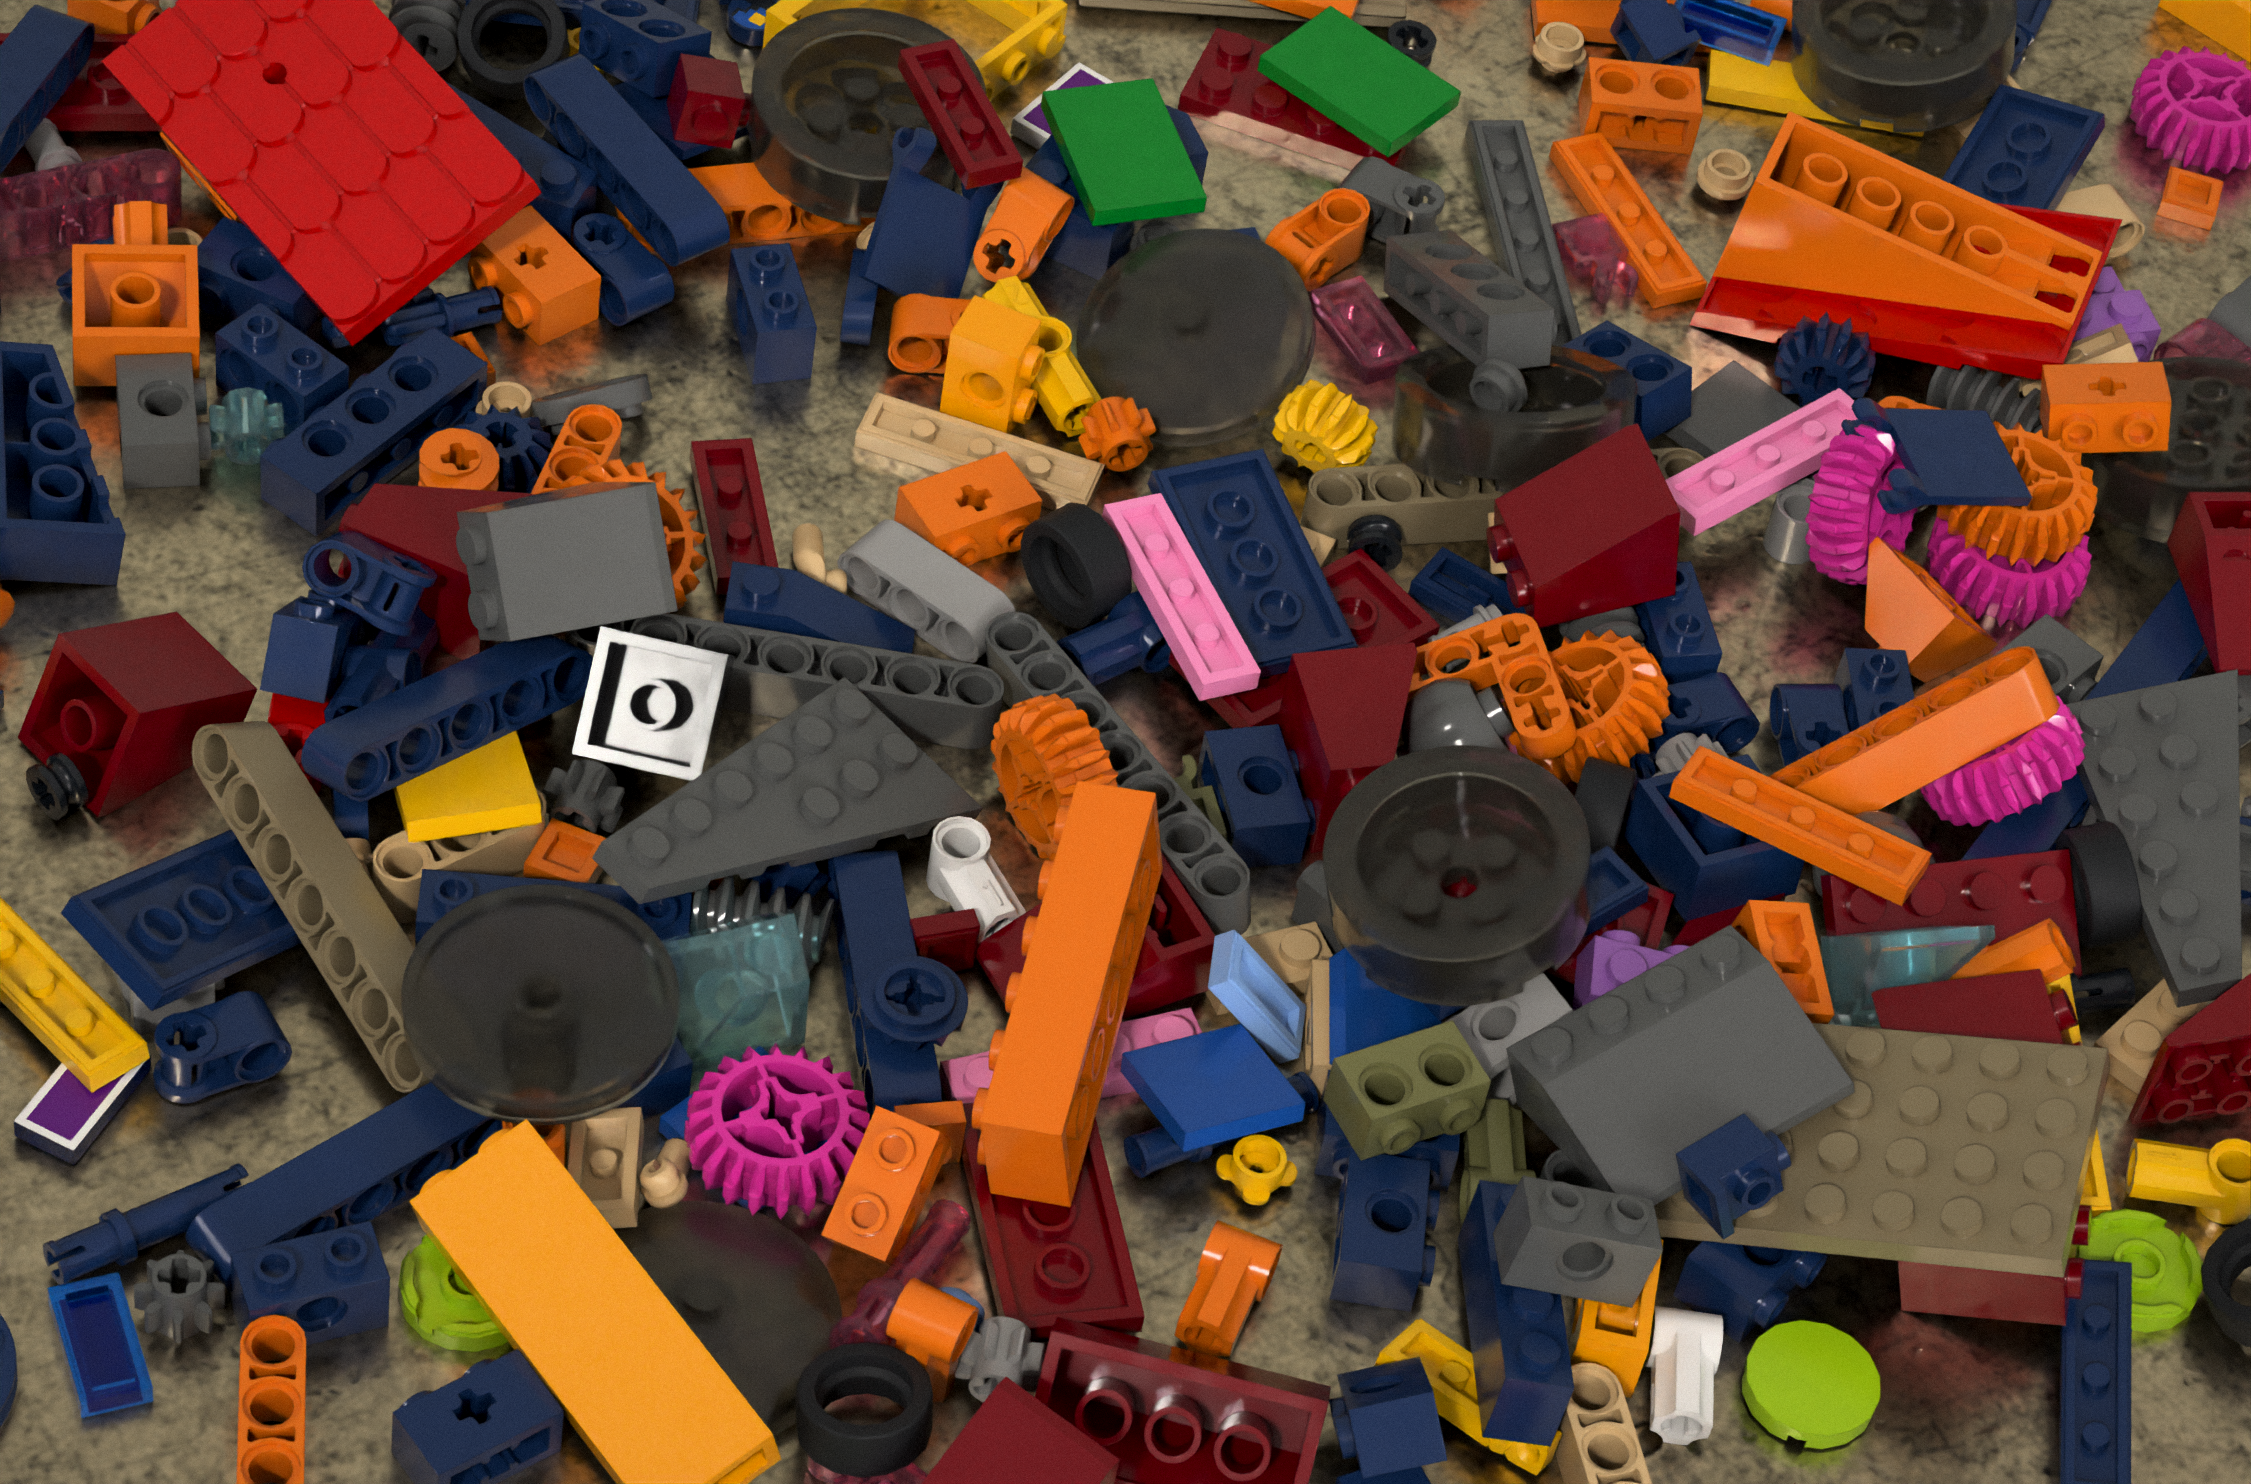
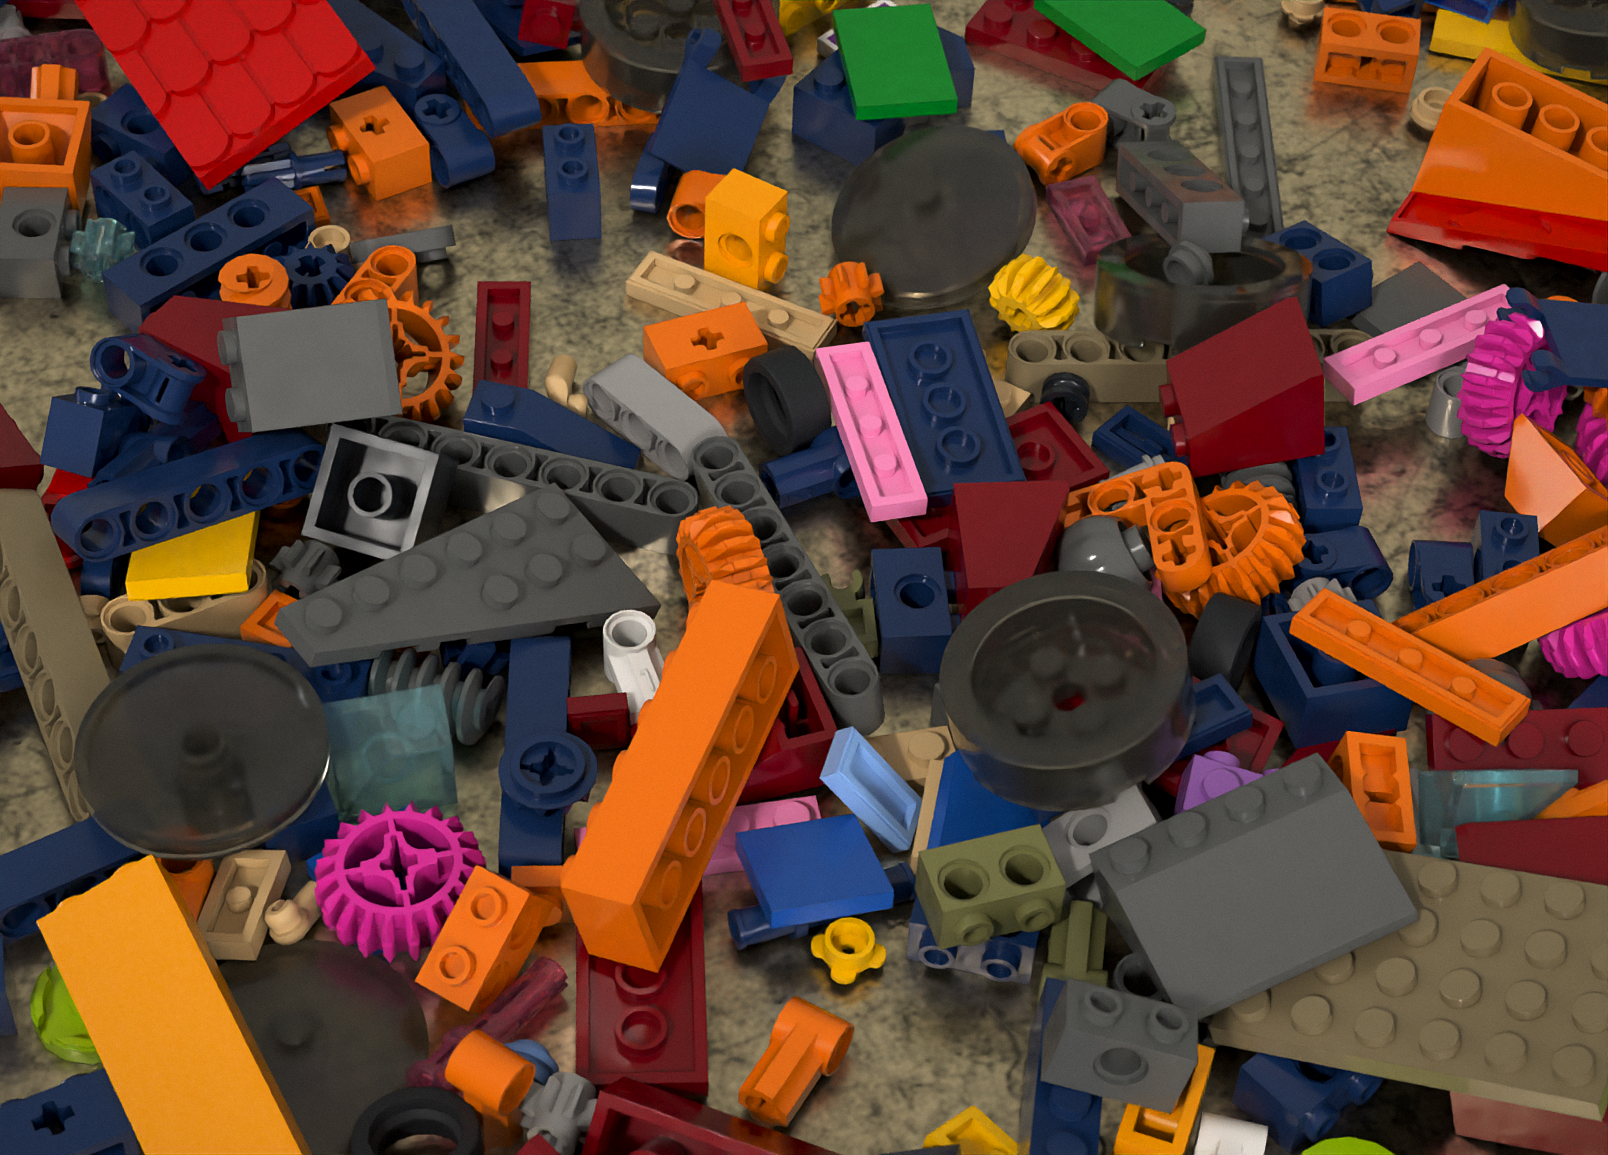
camera: 15 degrees right, 0 degrees up
(1027, 220) = (799, 119): orange piece -> none
(1061, 382) = (807, 240): yellow piece -> none
(1382, 1231) = (947, 1050): dark blue brick -> none
(1595, 250) = (1309, 165): clear pink plate -> none
(1607, 186) = (1343, 143): orange tile -> none
(1732, 1172) = (1285, 989): dark blue brick -> none
(1823, 358) = (1499, 258): dark blue gear -> none

